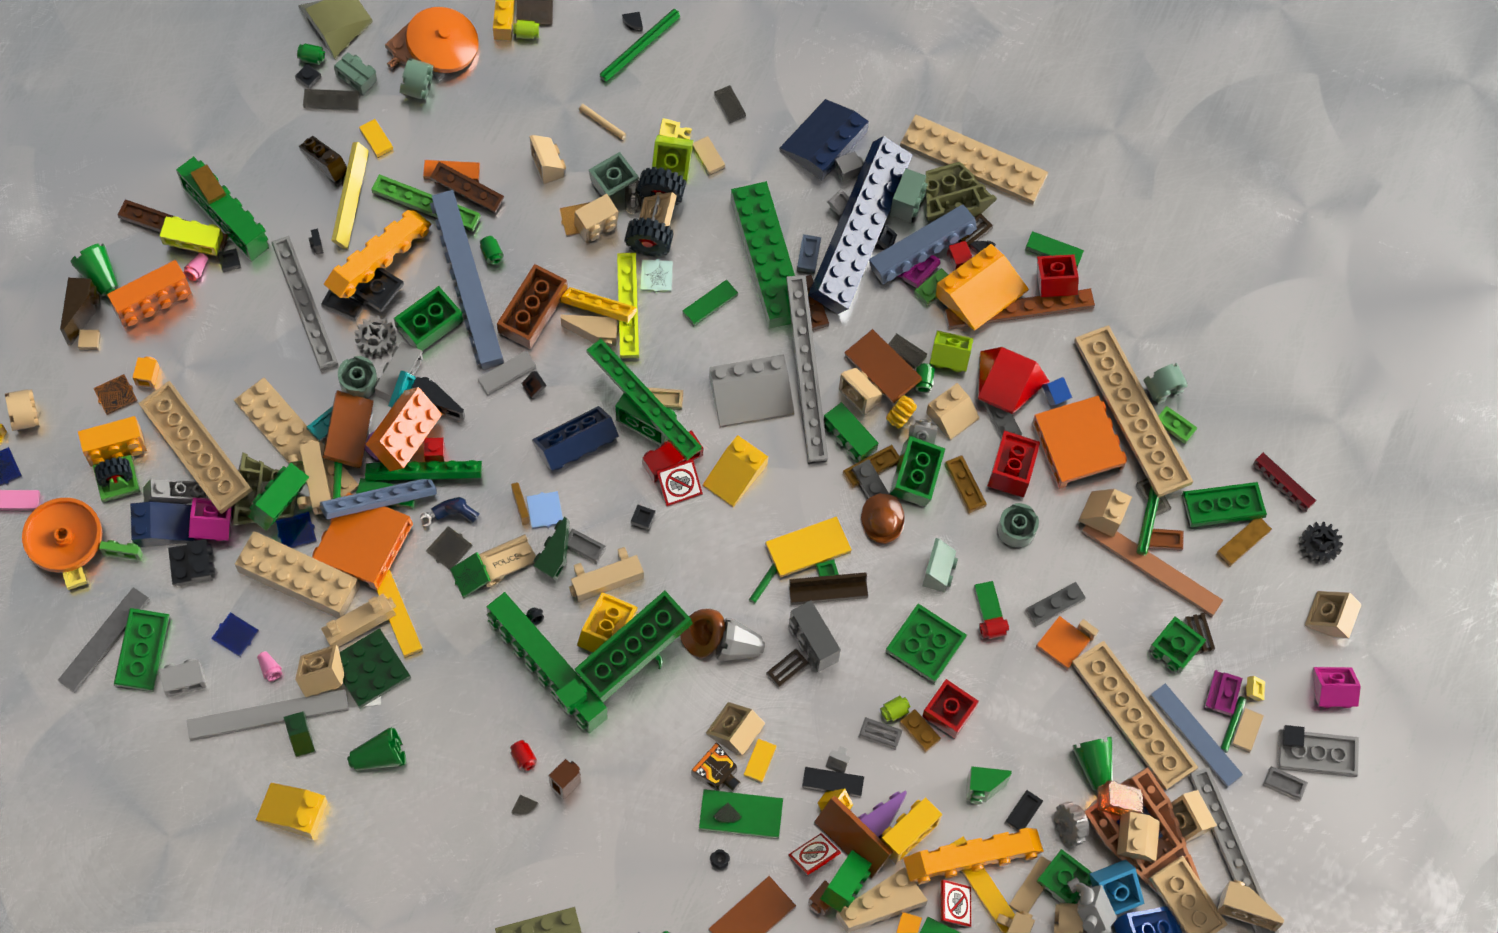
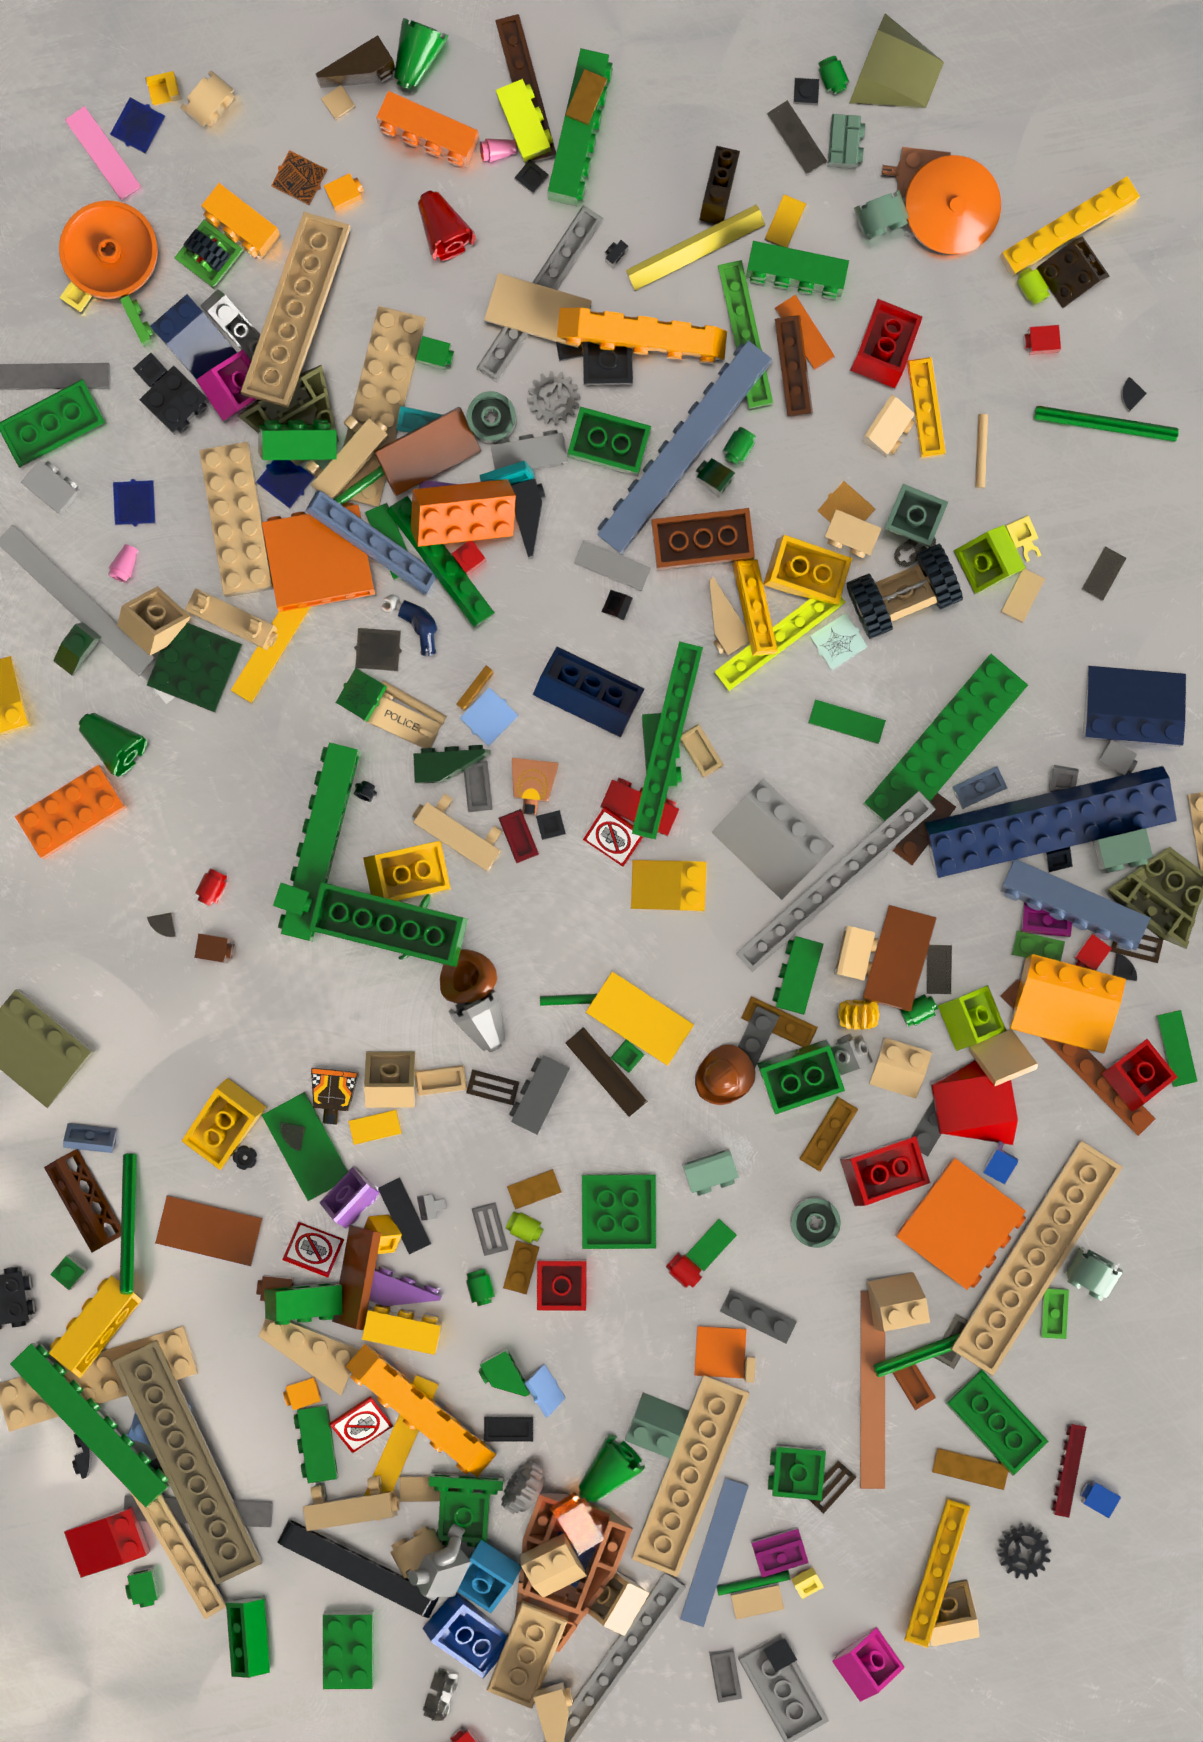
camera: 60 degrees right, 20 degrees up
(159, 564) = (150, 369): none -> black plate
(217, 326) = (443, 227): none -> red cone
(290, 386) = (434, 353): none -> green brick
(310, 311) = (530, 307): none -> tan tile
(403, 812) = (70, 811): none -> orange brick
(410, 144) = (797, 269): none -> green brick
(496, 129) = (886, 343): none -> red slope
(499, 274) = (714, 476): none -> dark green slope
(563, 44) = (1043, 339): none -> red brick
(565, 140) = (926, 407): none -> yellow tile
(598, 260) = (807, 570): none -> yellow slope
(606, 508) = (532, 782): none -> nougat torso
(635, 542) = (518, 836): none -> dark red tile
(687, 857) = (223, 1123): none -> yellow slope
(760, 695) = (441, 1080): none -> tan tile
(796, 805) = (349, 1198): none -> medium lavender slope
(873, 687) = (534, 1189): none -> pearl gold tile
(915, 764) = (480, 1287): none -> green brick
(990, 345) = (1003, 1057): none -> tan tile
(1015, 766) = (545, 1390): none -> light blue piece
(1044, 860) = (466, 1484): none -> green plate
(1086, 714) = (656, 1425): none -> sand green slope
(1302, 600) = (937, 1573): none -> yellow tile
(1315, 474) = (1099, 1498): none -> blue brick

